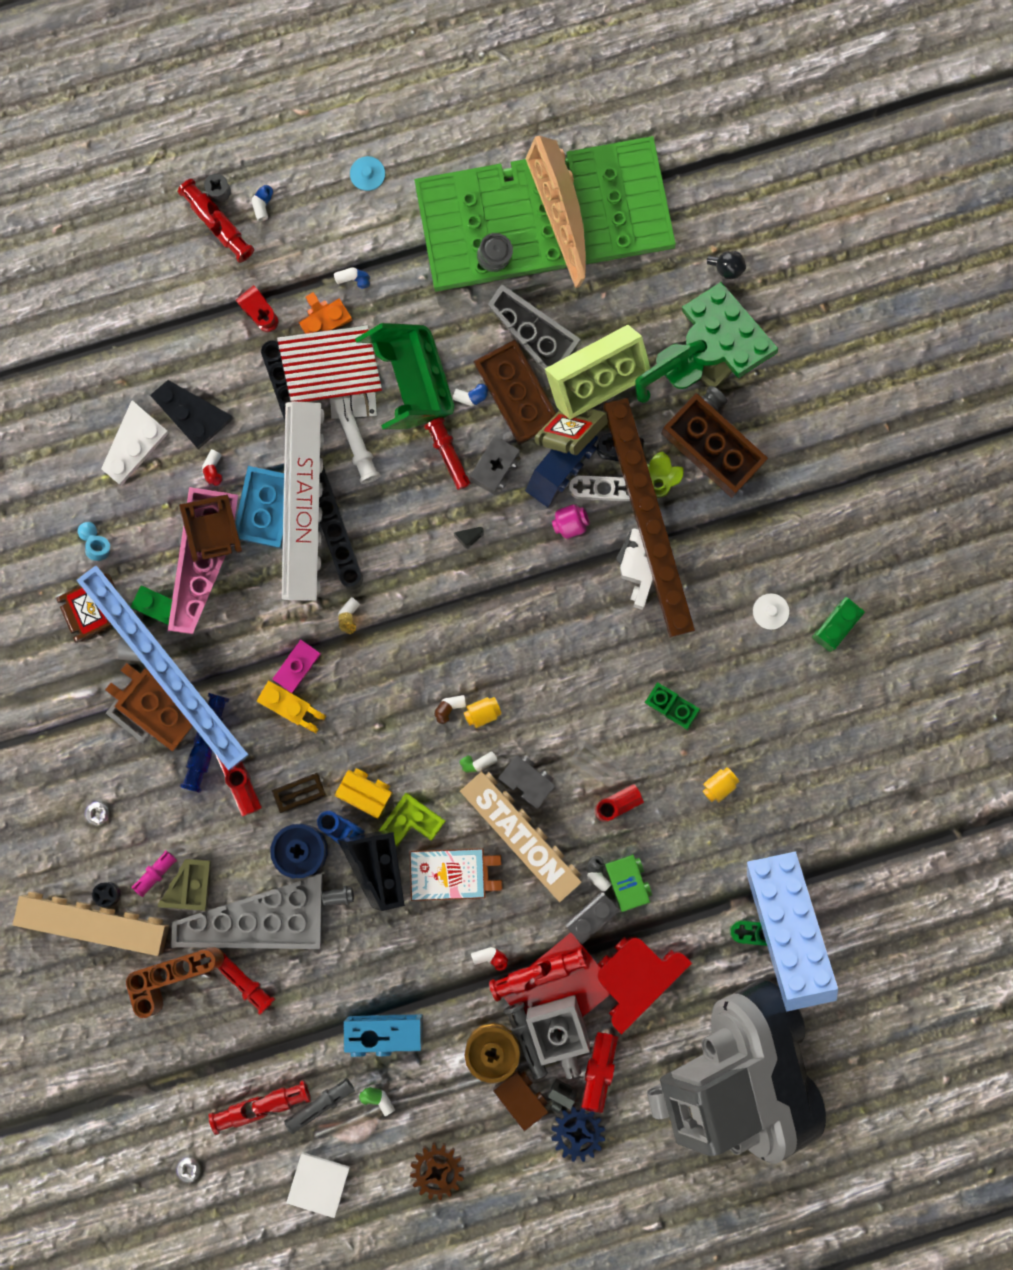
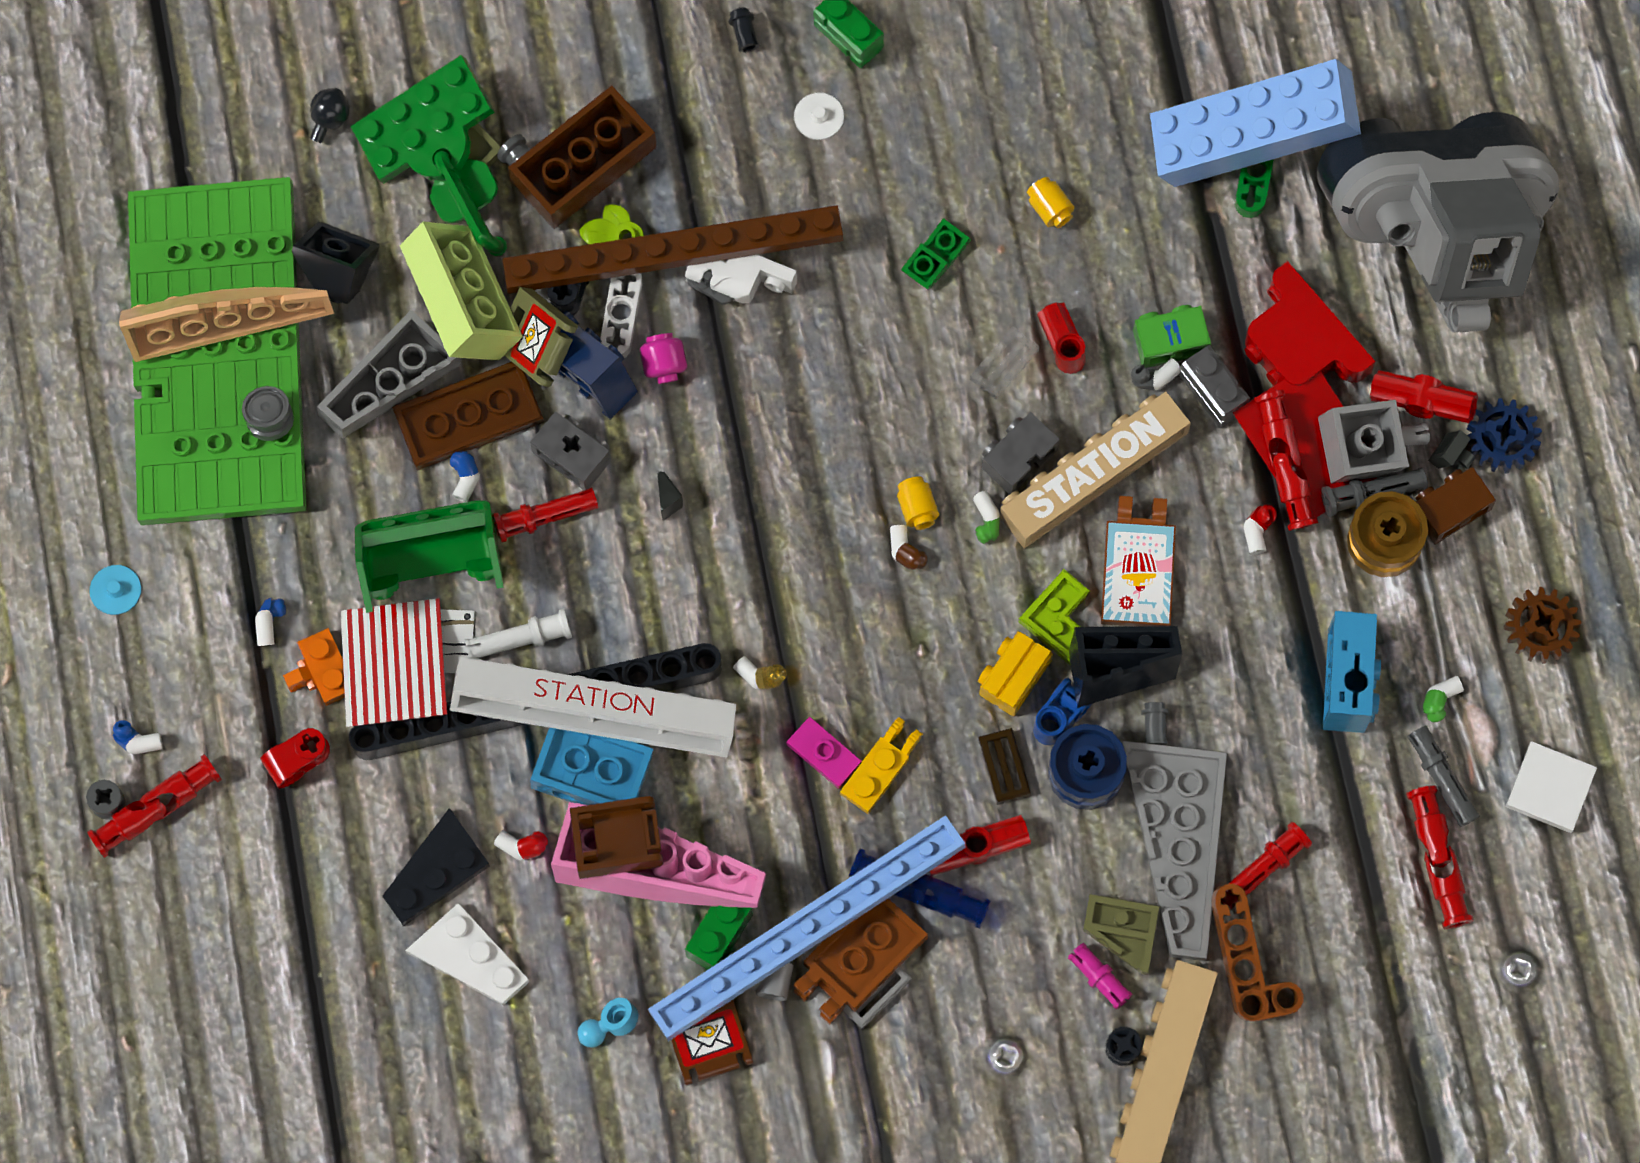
camera: 85 degrees left, 10 degrees down
(618, 284) = (335, 260): none -> black slope
(829, 549) = (741, 20): none -> black pin

